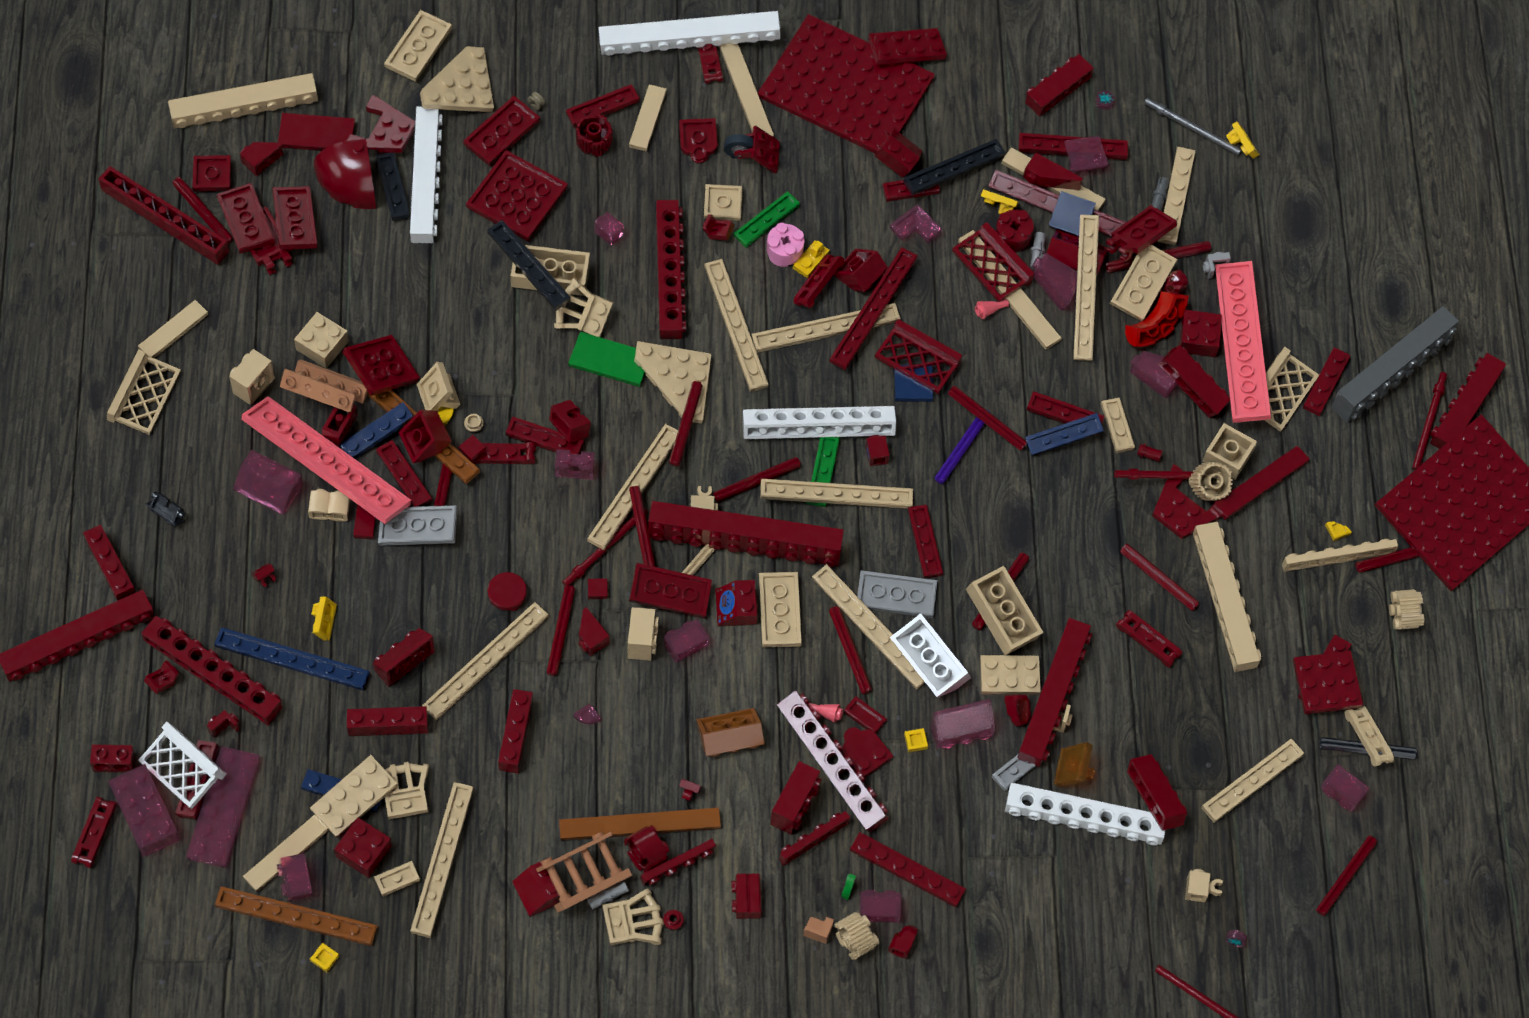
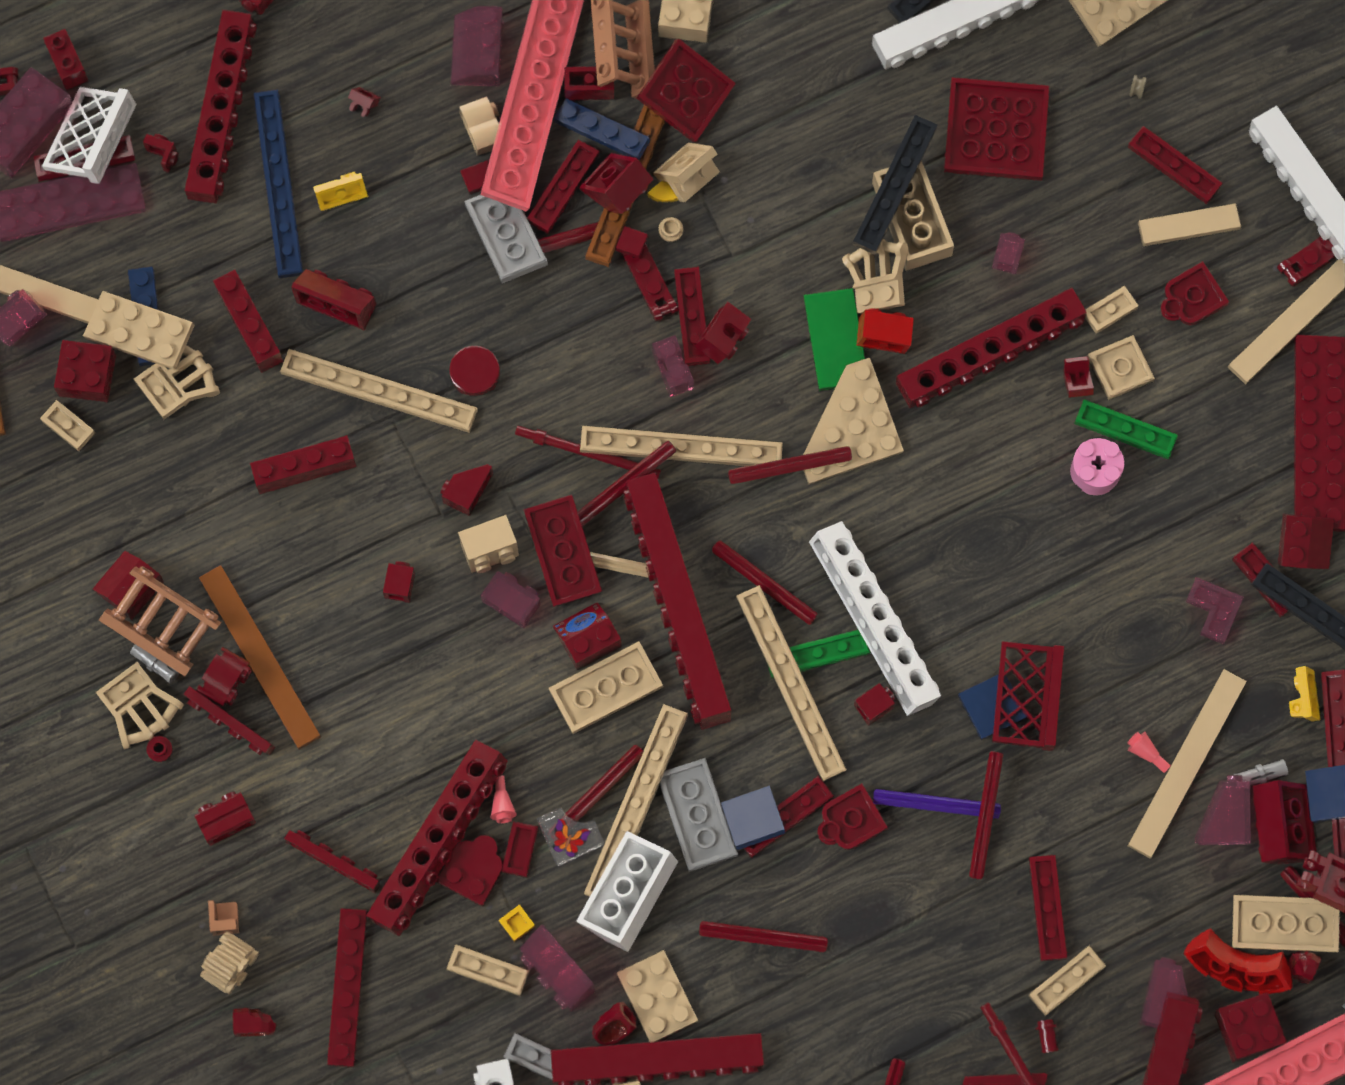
camera: 70 degrees right, 10 degrees up
(162, 678) = (184, 60): dark red bracket -> none
(442, 860) = (113, 462): tan plate -> none
(501, 130) = (1075, 68): dark red plate -> none
(560, 630) = (456, 453): dark red axle -> none
(587, 715) = (366, 534): clear pink tile -> none
(594, 134) = (1125, 186): dark red brick -> none
(597, 588) = (530, 469): dark red tile -> none
(623, 324) = (885, 331): none -> red brick
(635, 706) = (399, 581): none -> dark red brick
(681, 188) = (1110, 309): none -> tan plate
(690, 787) = (328, 691): dark red tile -> none
(704, 500) = (693, 536): tan brick -> none
(730, 732) = (420, 703): dark orange slope -> none
(736, 325) = (959, 462): tan tile -> none
(755, 145) = (1214, 373): dark red plate -> none
(796, 798) = (366, 816): dark red brick -> none
(810, 259) = (1099, 506): yellow hinge -> none
(816, 329) = (1014, 568): tan tile -> none
(818, 280) = (1070, 527): dark red plate -> none
(848, 886) = (294, 928): green tile -> none
(861, 269) = (1113, 571): dark red slope -> none
(873, 308) = (1067, 611): dark red tile -> none
(873, 678) = (567, 837): none -> clear tile
(880, 906) = (281, 975): clear pink brick -> none
(918, 558) = (753, 817): none -> tile
(939, 773) = (488, 970): none -> tan tile
(948, 501) = (850, 819): none -> dark red plate
(1004, 610) = (728, 951): tan brick -> none
(1006, 255) = (1232, 731): dark red fence -> none
(1015, 229) = (1271, 745): dark red brick -> none
(1064, 434) = (1013, 919): dark blue plate -> none
(1086, 287) = (1232, 854): tan tile -> none

